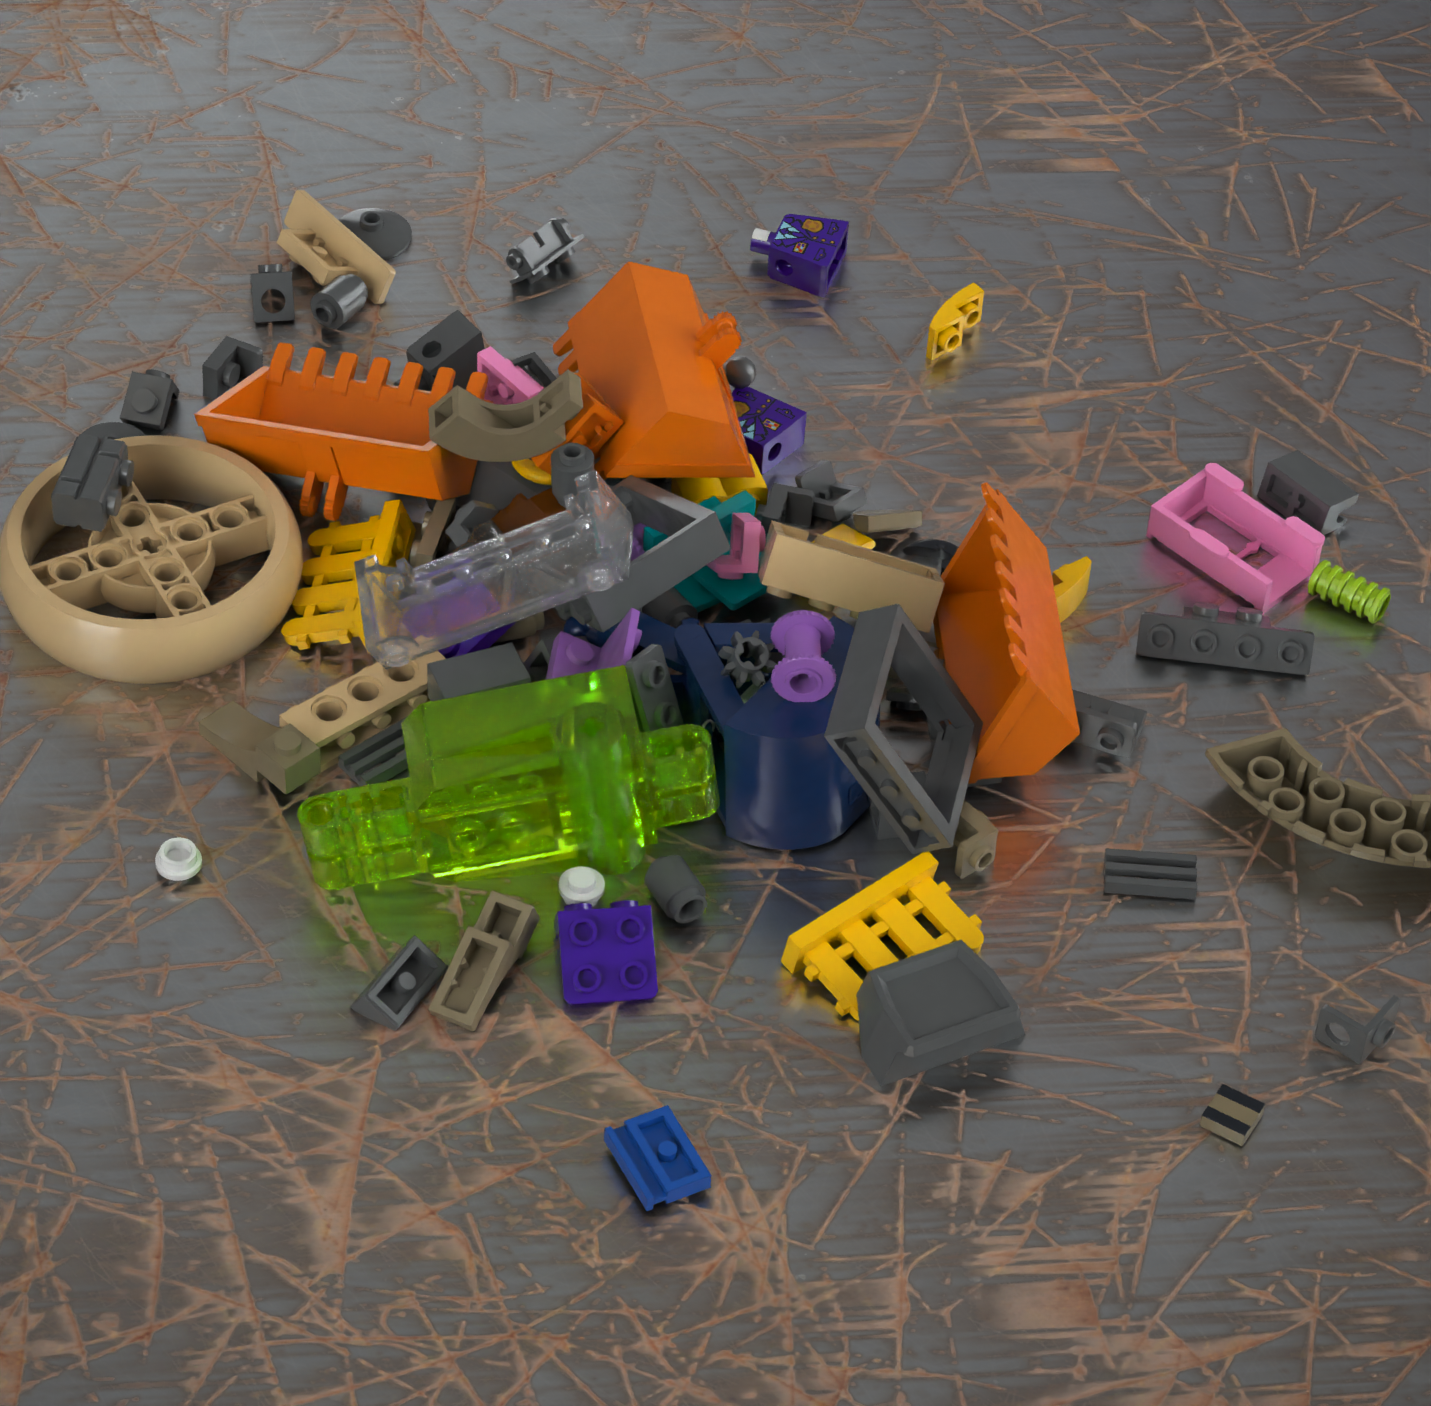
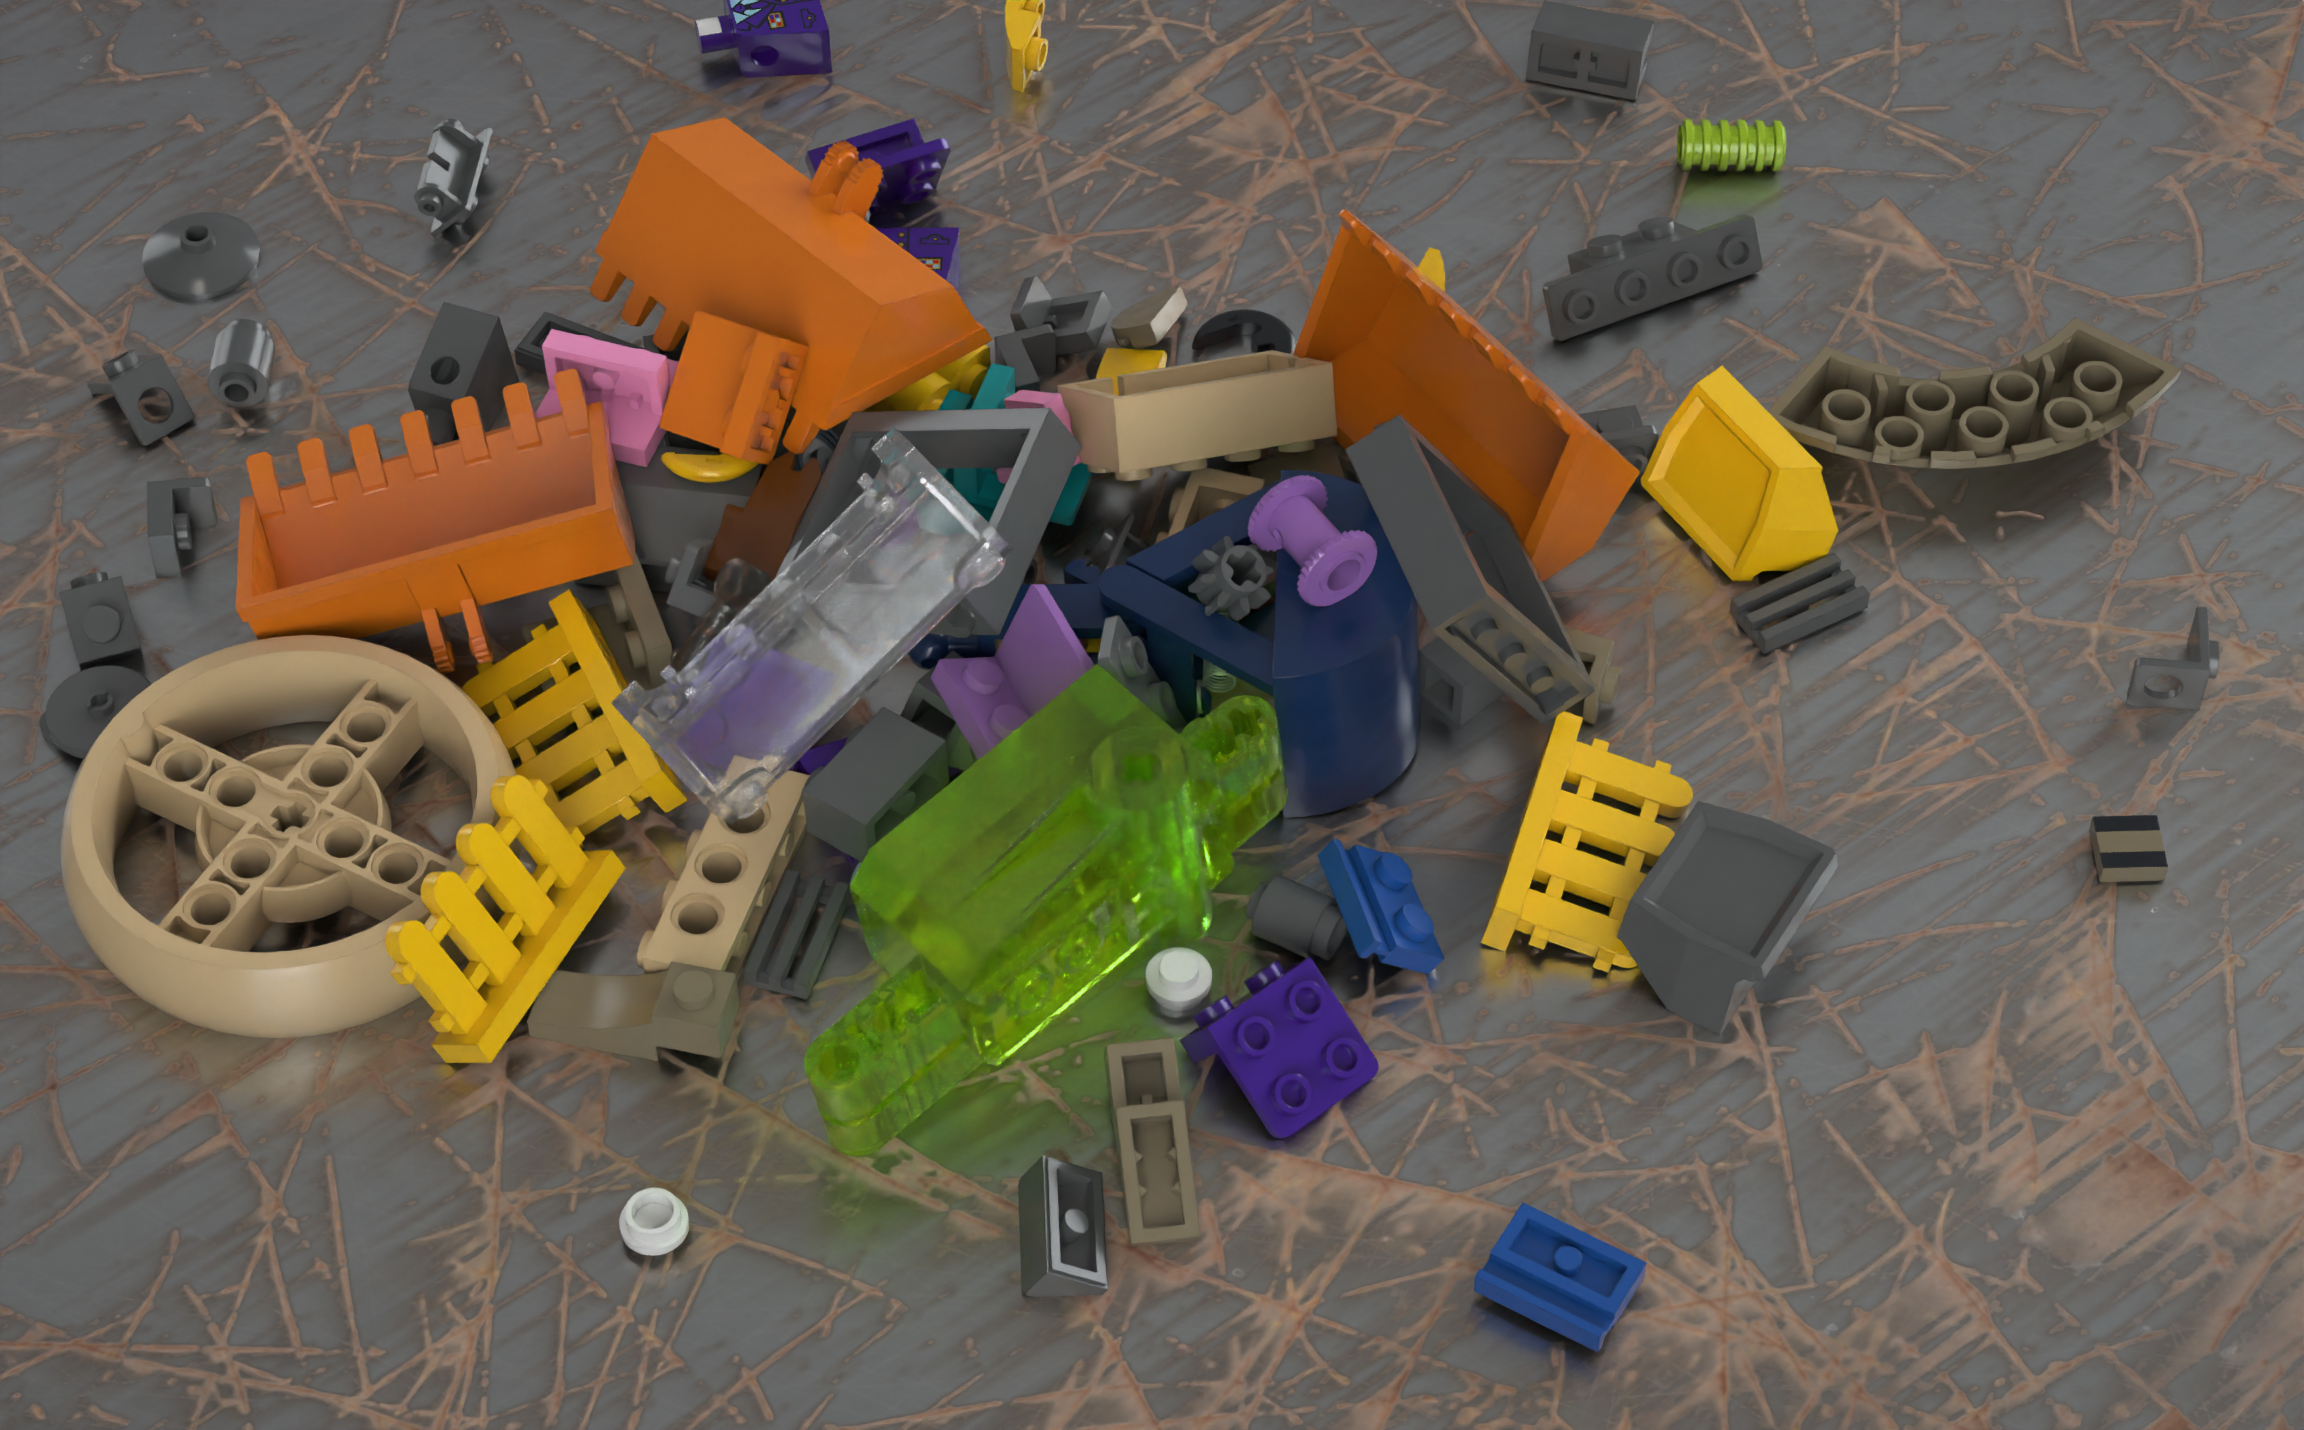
camera: 30 degrees left, 5 degrees up
(91, 483) = (170, 772): dark grey brick -> none
(246, 672) = (520, 951): none -> yellow fence
(330, 248) = (174, 299): tan bracket -> none
(505, 431) = (690, 426): dark tan arch -> none
(566, 464) = (794, 447): dark grey brick -> none
(728, 906) = (1381, 906): none -> blue plate
(792, 361) = (908, 163): none -> dark purple bracket
(1159, 781) = (1740, 482): none -> yellow helmet
(1220, 492) = (1628, 118): bright pink piece -> none

